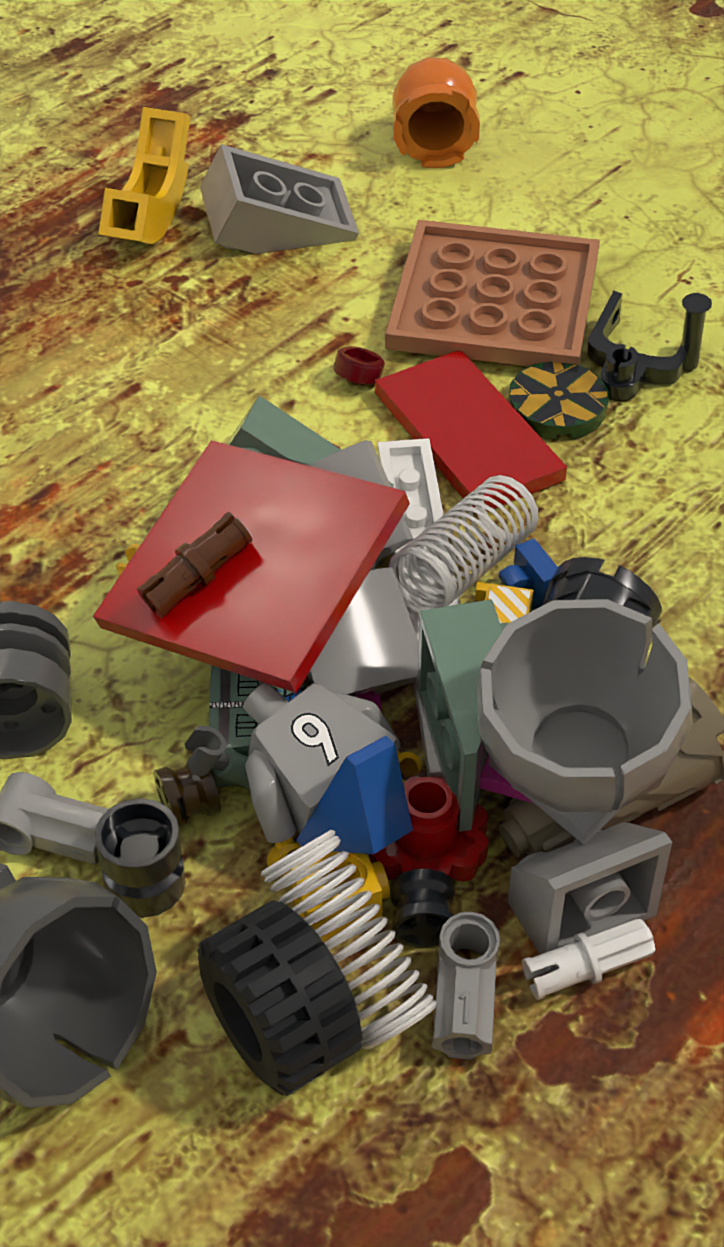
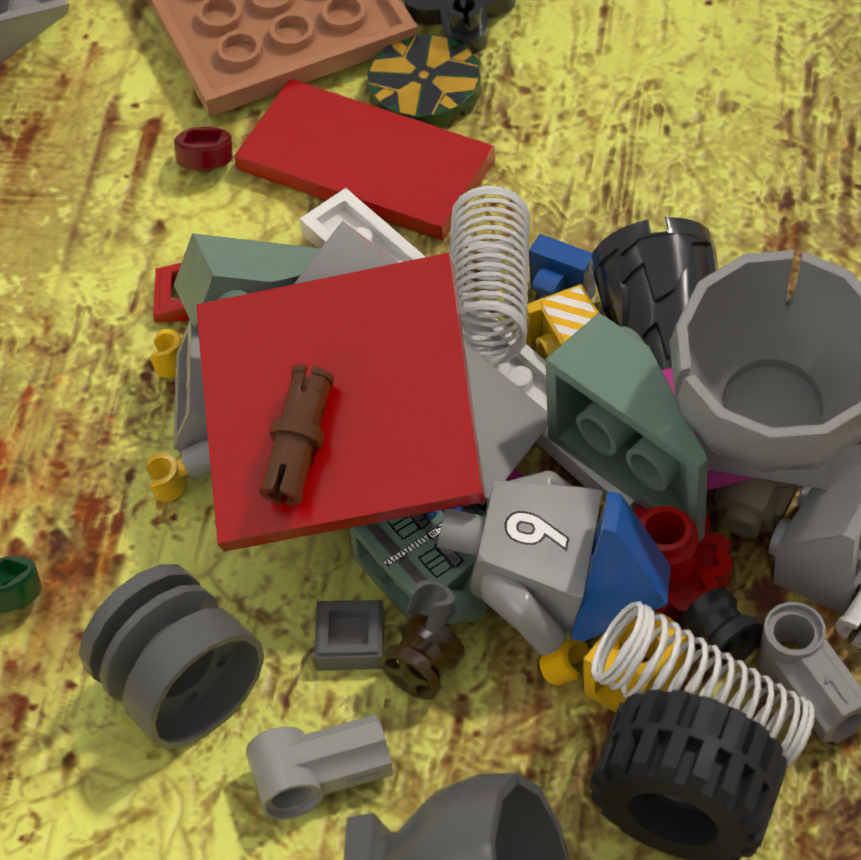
camera: 30 degrees left, 5 degrees up
(141, 856) = (441, 734): black wheel -> none
(155, 744) = (349, 634): none -> dark grey tile

